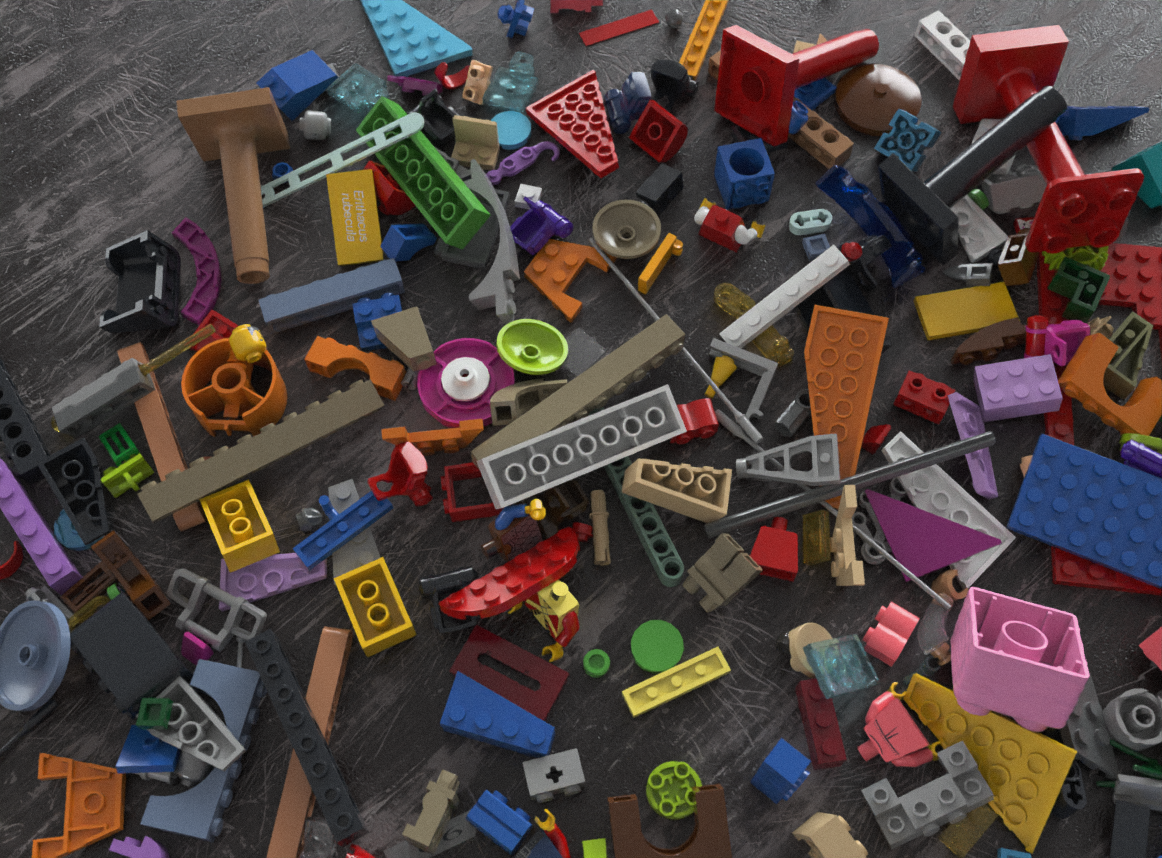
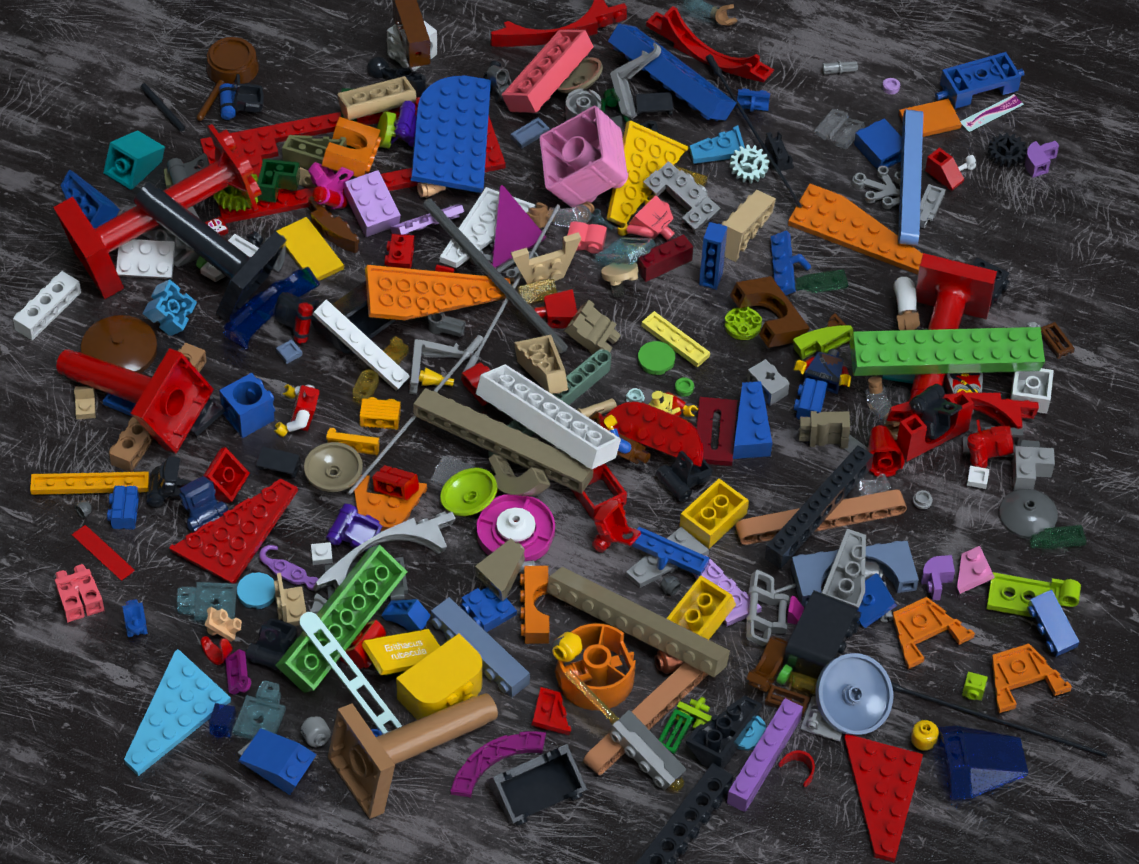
camera: 115 degrees left, 10 degrees down
(154, 713) = (852, 589): dark green plate -> none
(298, 237) = (441, 678): none -> yellow brick
(372, 58) = (222, 720): none -> clear blue brick
(436, 440) = (575, 521): orange wing -> none
(579, 280) = (395, 482): none -> red brick
(602, 585) = (635, 393): none -> light aqua plate
(658, 45) = (124, 507): none -> blue brick
(689, 301) = (380, 413): none -> light orange brick
(810, 222) = (270, 358): light aqua beam -> none
(824, 460) = (485, 289): light grey plate -> none
(1016, 261) = (253, 221): reddish brown hinge -> none
(1111, 637) = (529, 133): none -> sand blue tile

